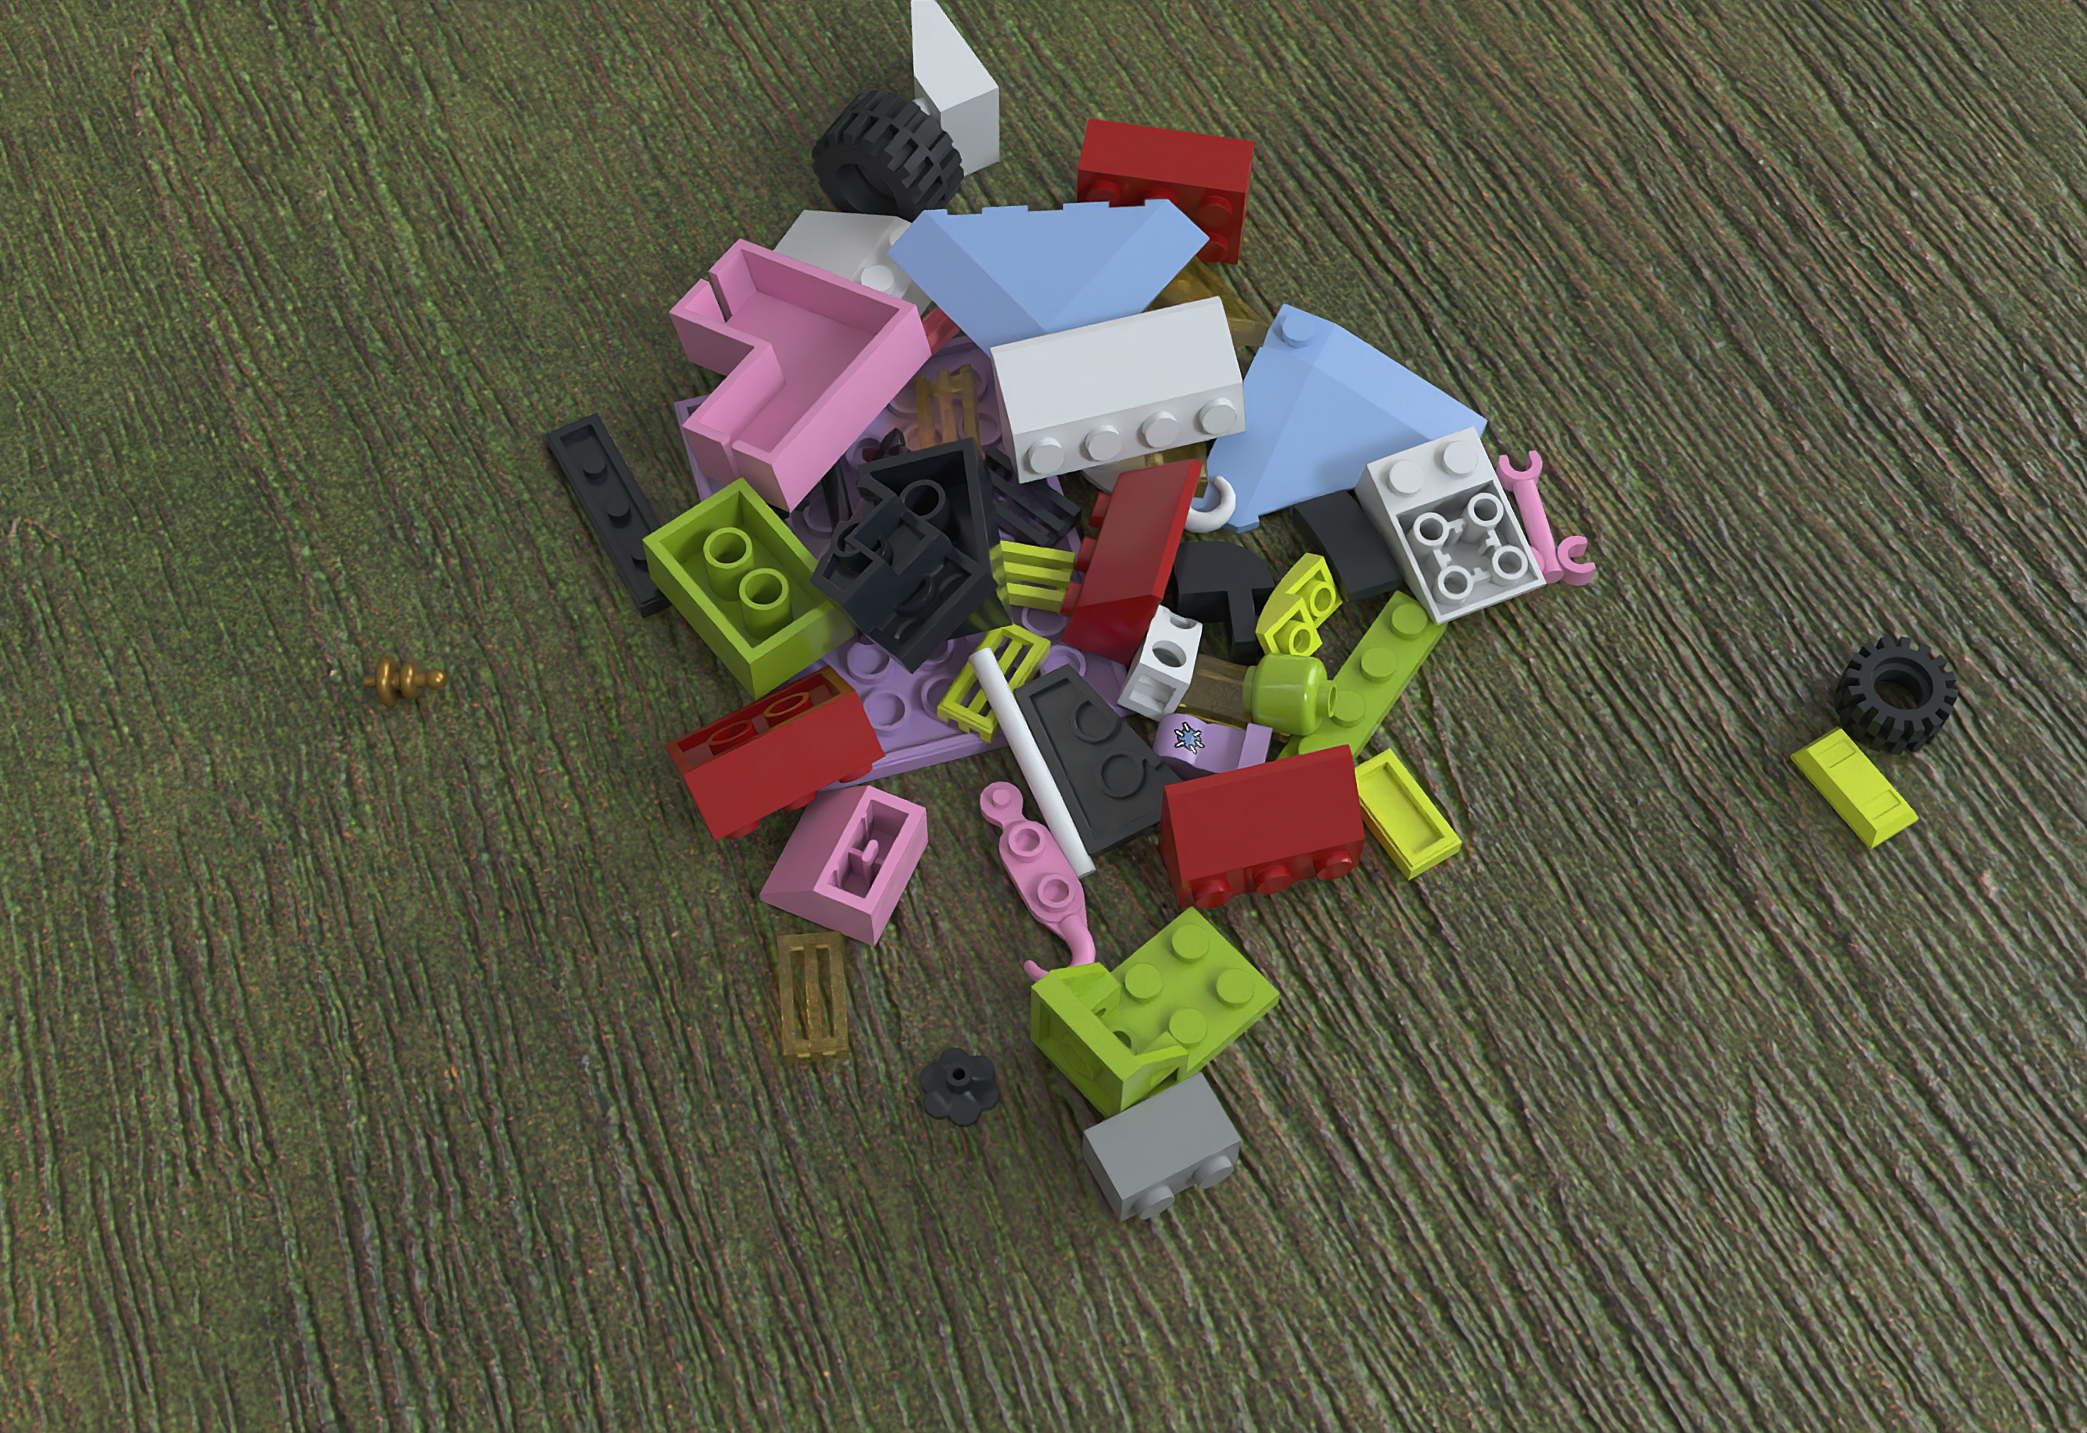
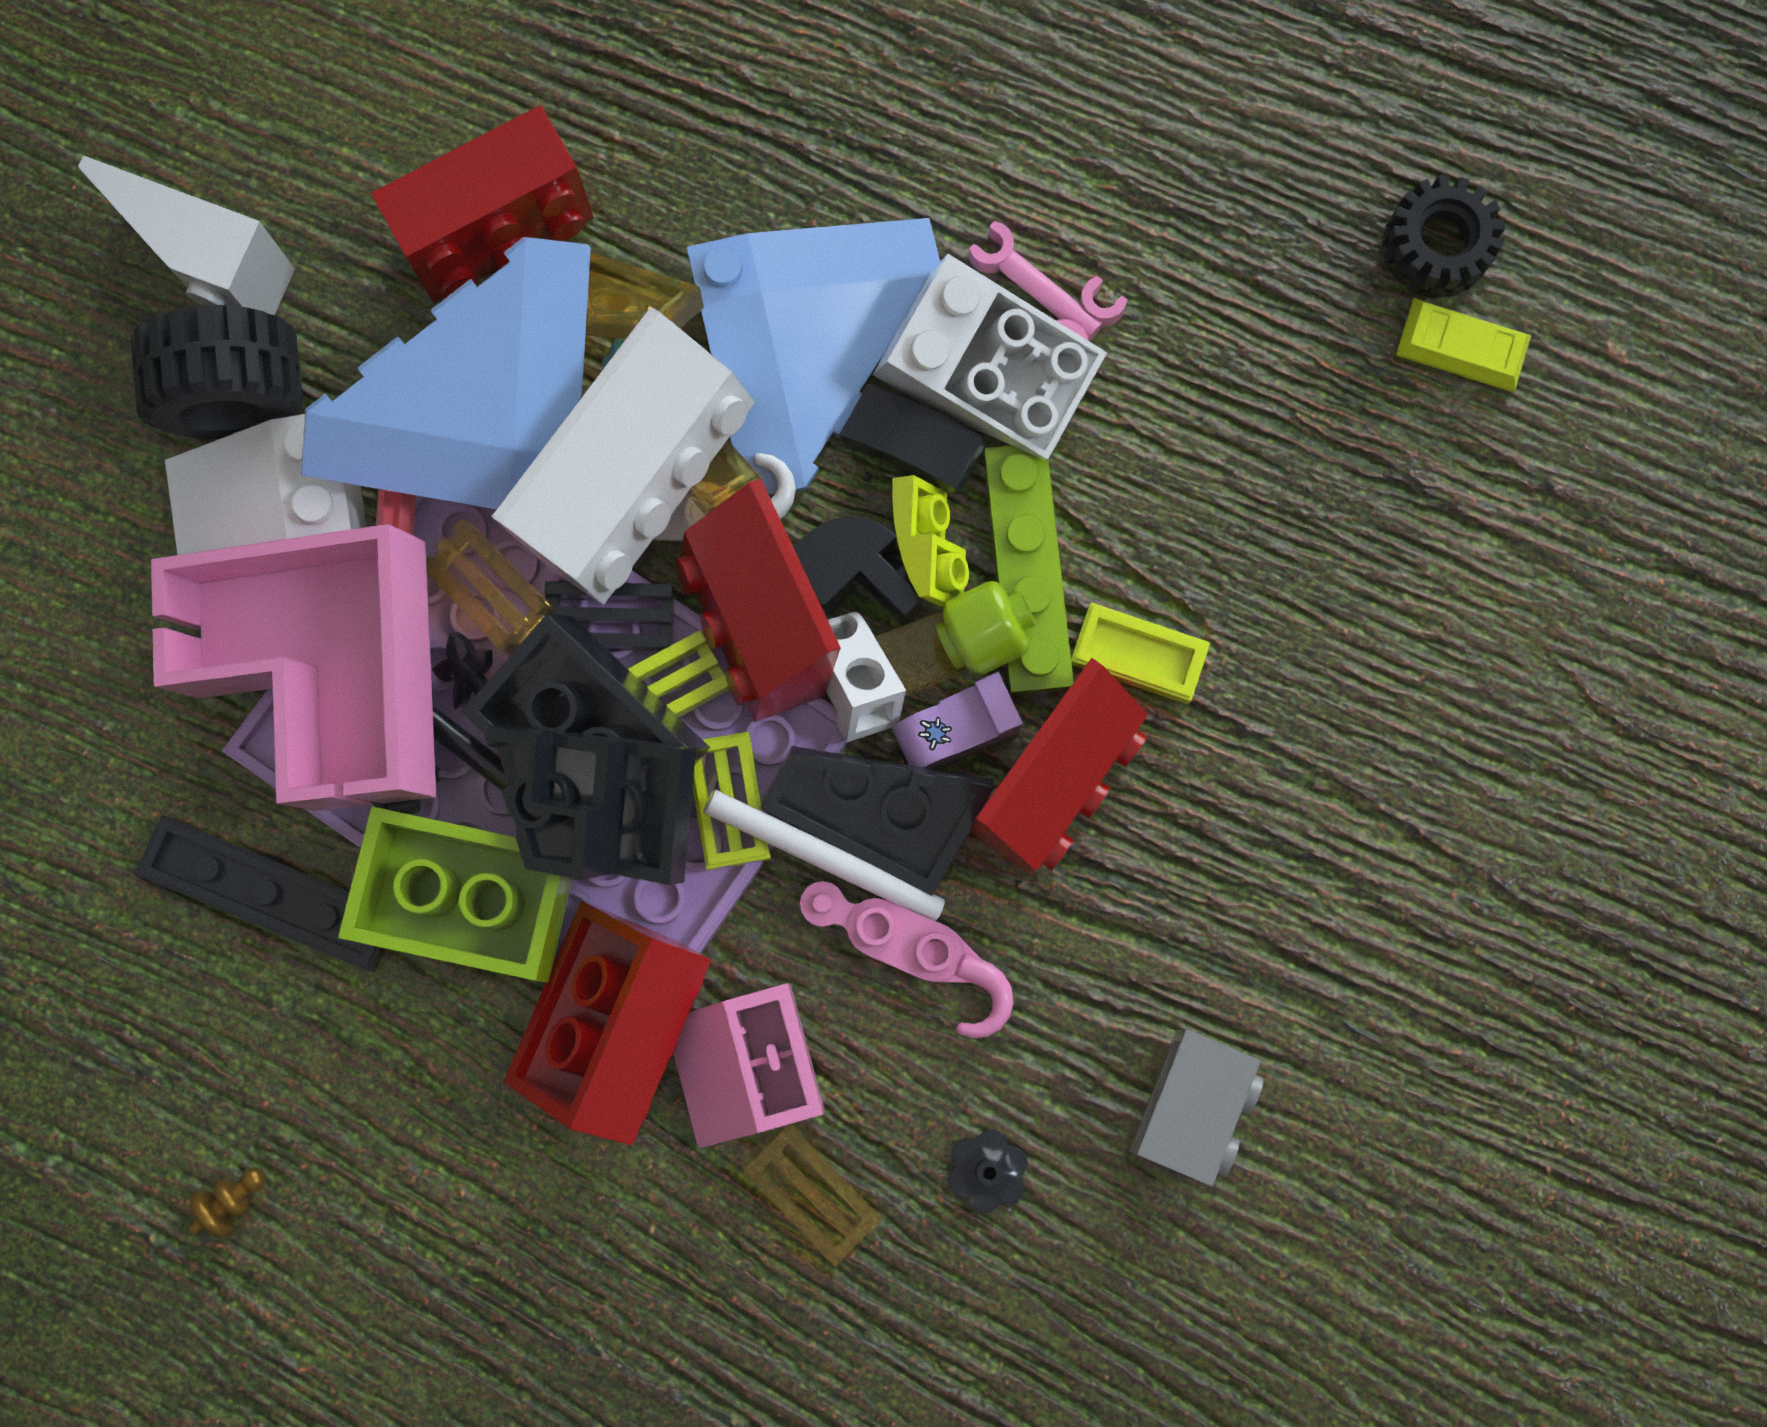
camera: 40 degrees left, 20 degrees up
(1151, 1016) = (1097, 997): lime bracket -> none

